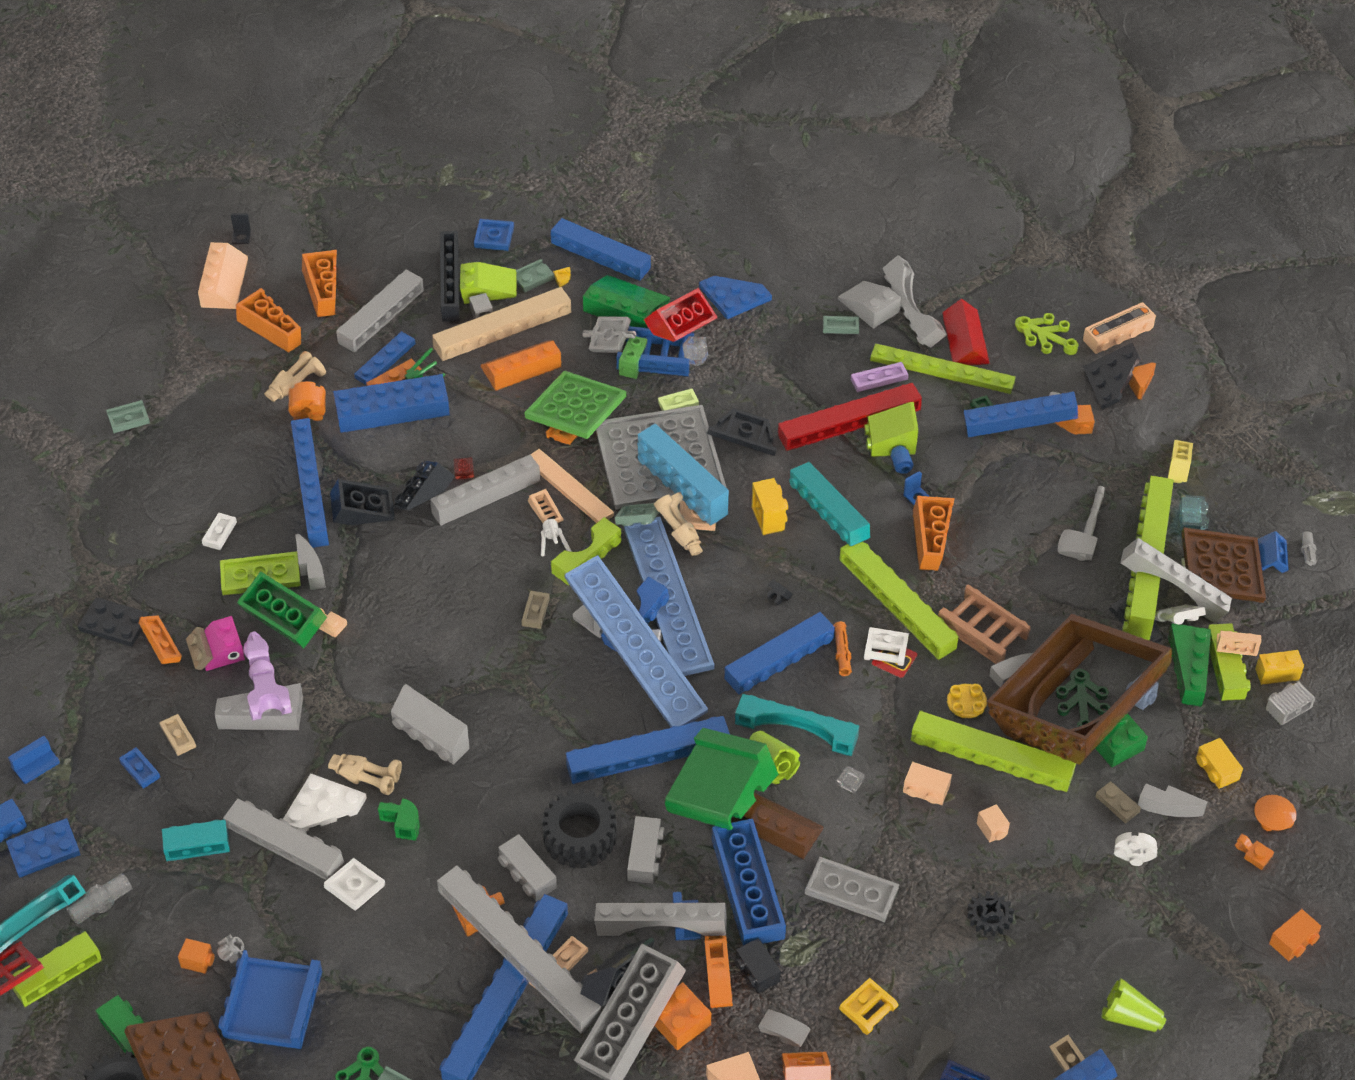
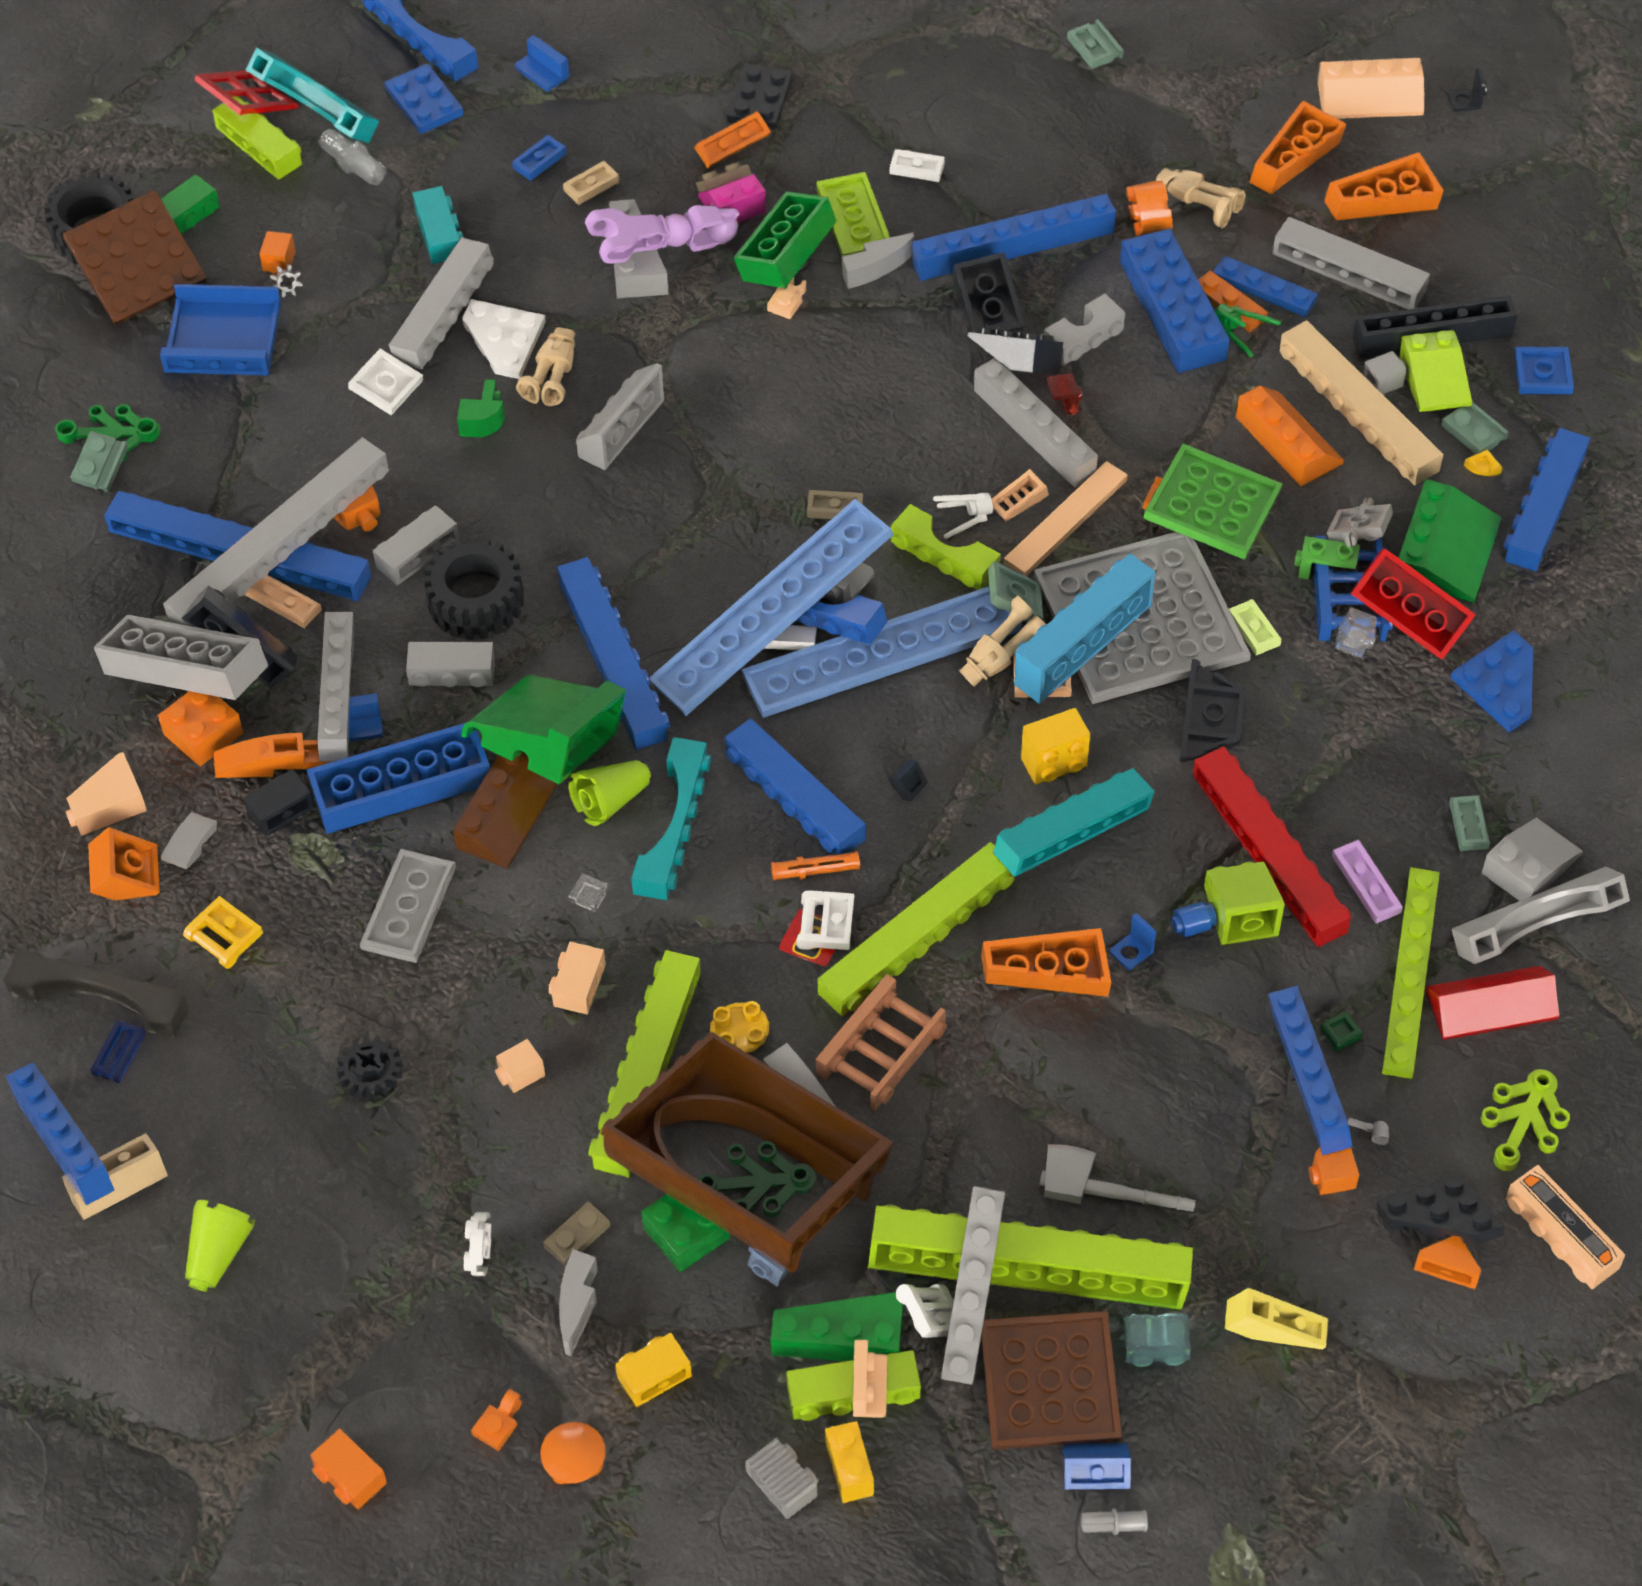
camera: 85 degrees right, 5 degrees up
(400, 443) = (1101, 320): none -> light grey arch

